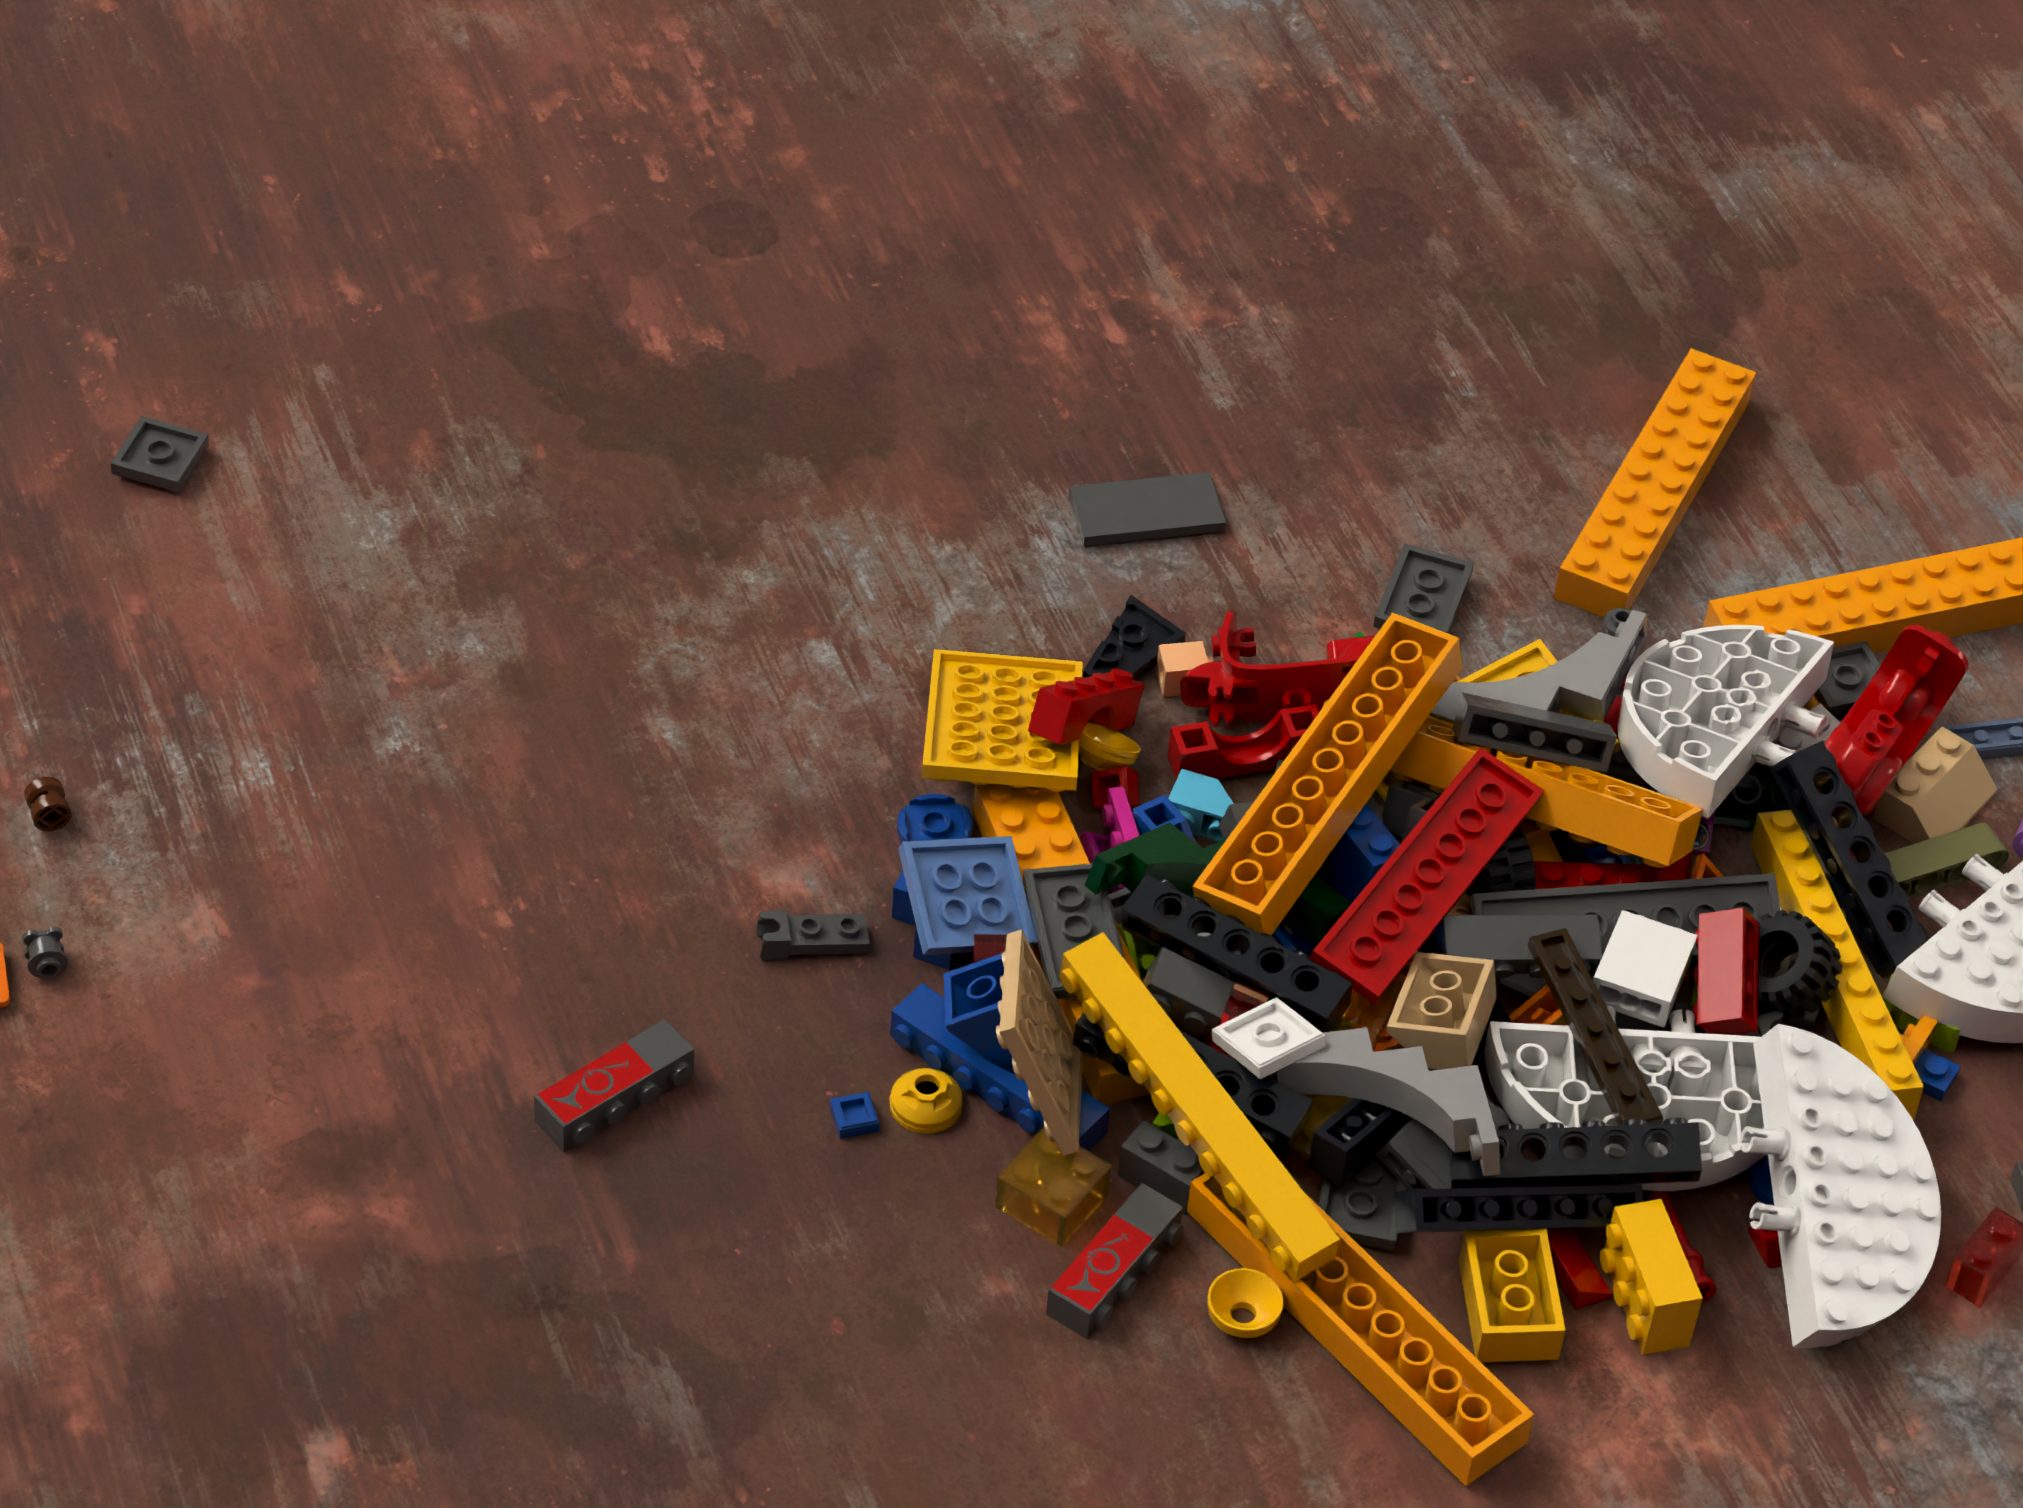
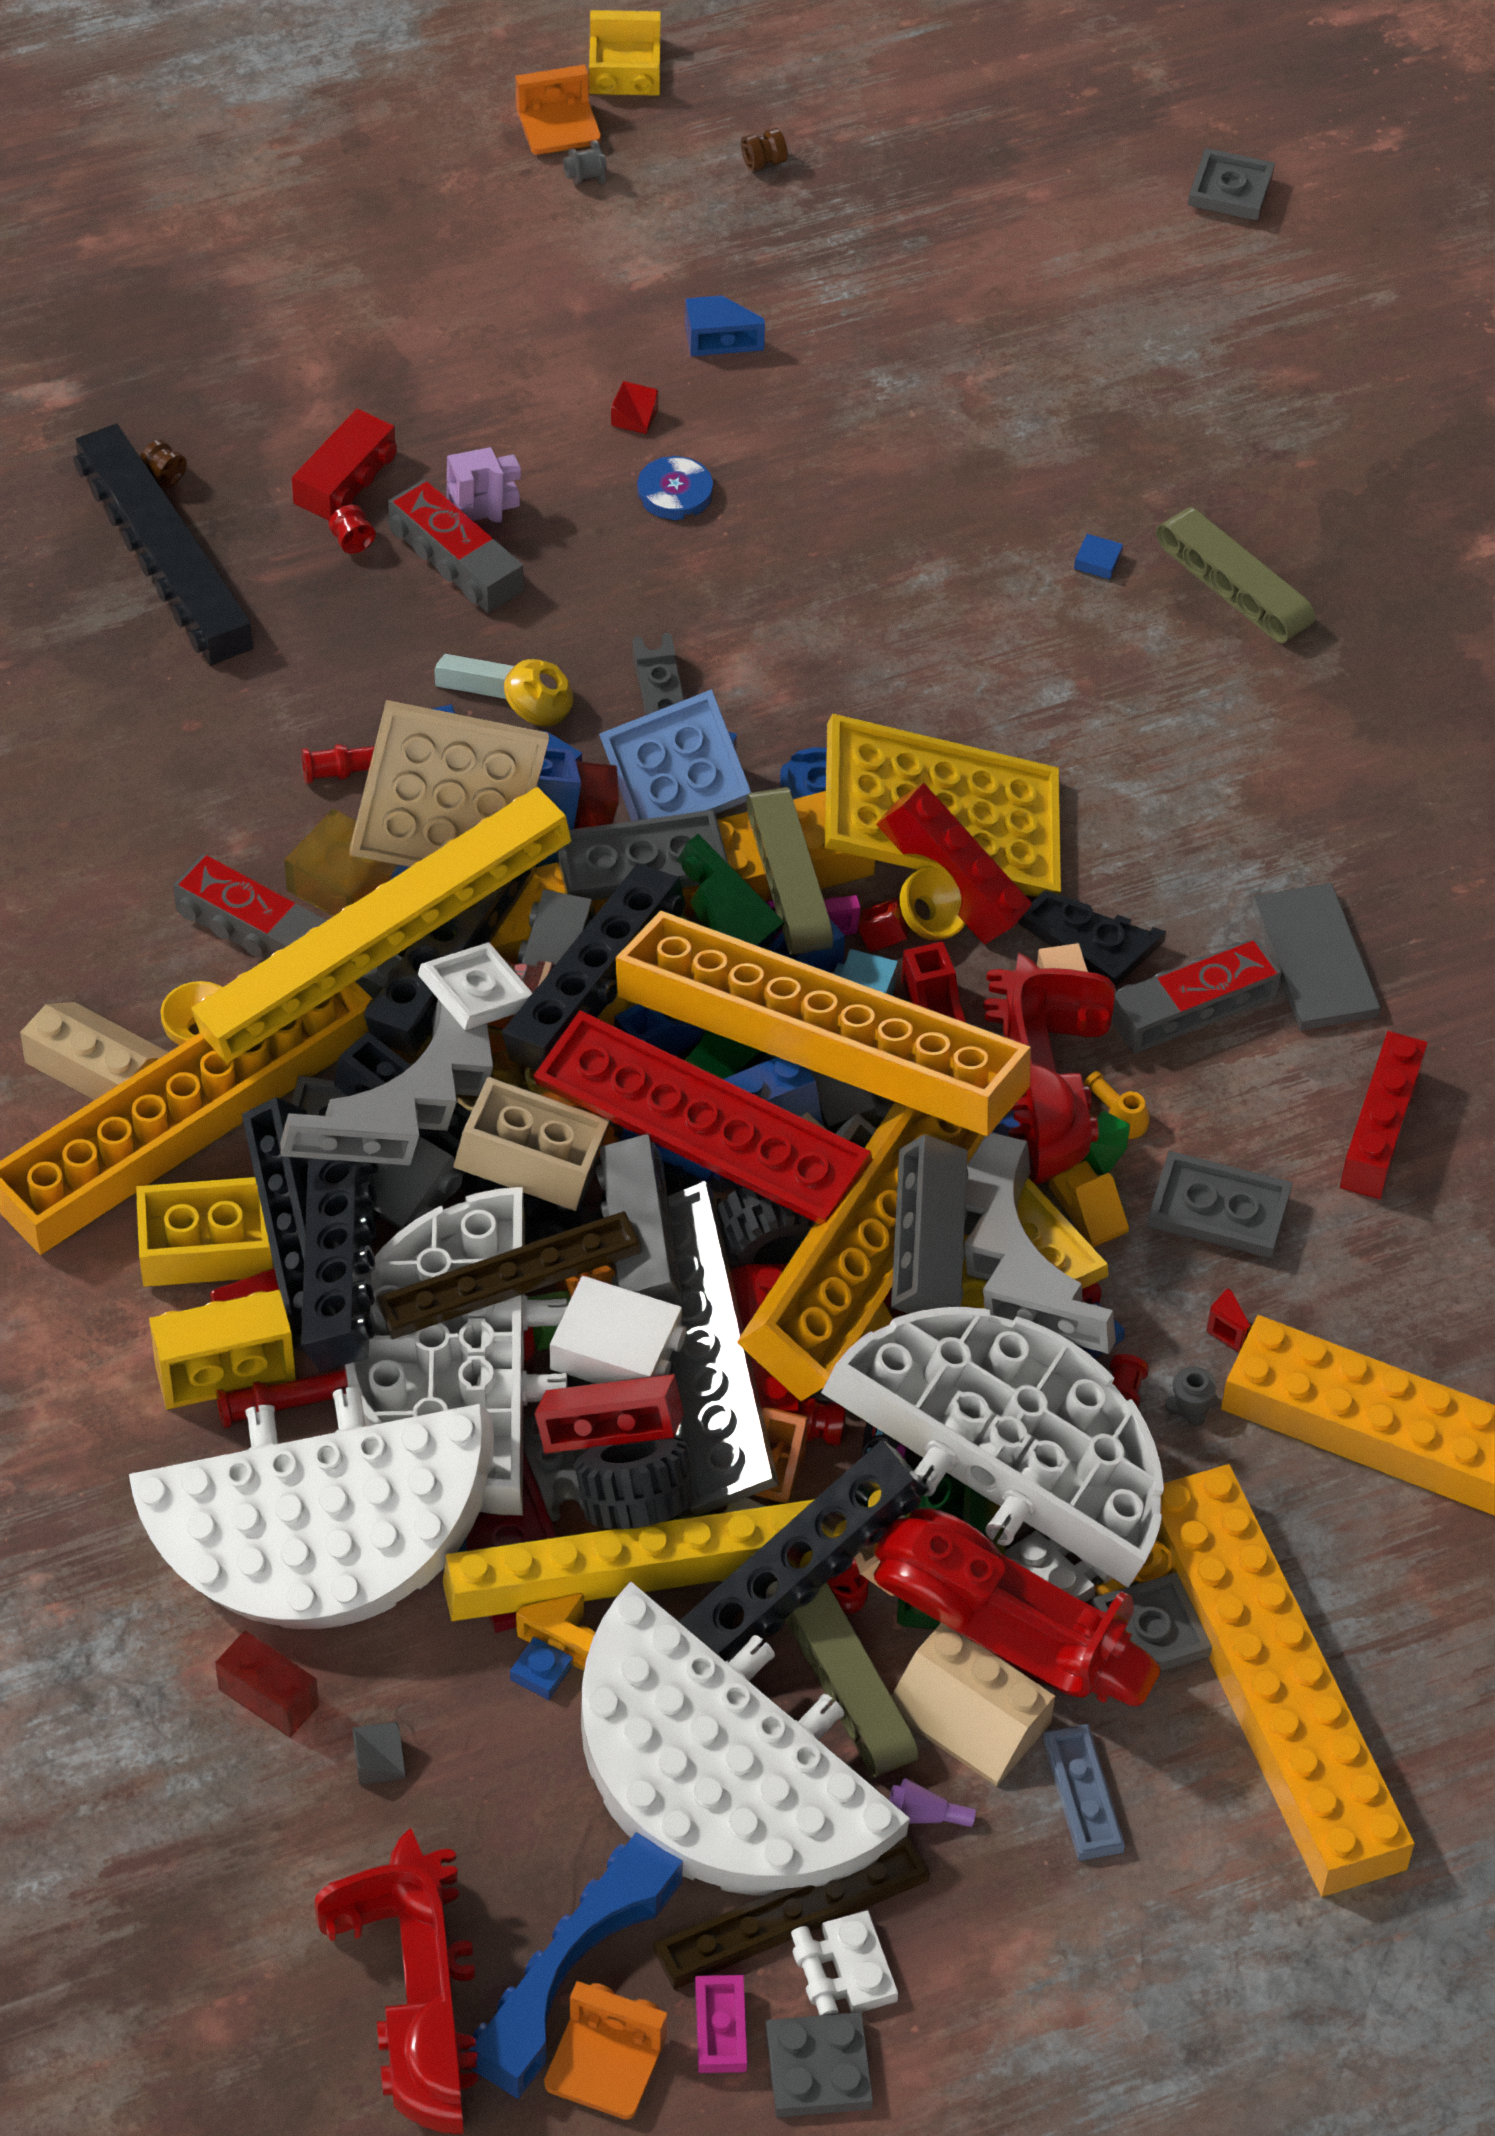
camera: 90 degrees right, 5 degrees up
(313, 857) = (721, 327): none -> blue slope
(422, 935) = (634, 407): none -> red slope
(469, 1338) = (163, 464): none -> reddish brown wheel
(487, 1176) = (344, 464): none -> red brick
(536, 910) = (675, 487): none -> blue tile
(547, 1050) = (479, 483): none -> lavender hips
(583, 1172) = (352, 529): none -> red wheel
(587, 1338) = (163, 545): none -> black brick
(657, 602) = (1098, 556): none -> blue tile
(695, 507) = (1235, 575): none -> olive beam
(786, 1078) = (471, 675): none -> light aqua slope
(825, 1020) = (532, 698): none -> yellow piece
(906, 1186) = (335, 762): none -> red pin
(1099, 817) = (789, 871): none -> olive beam
(1196, 578) = (1195, 995): none -> dark grey brick
(1288, 1392) = (84, 1048): none -> tan slope
(1317, 644) = (1119, 1106): none -> light orange bar
(1370, 488) = (1383, 1114): none -> red arch
(1545, 599) = (1228, 1321): none -> red slope

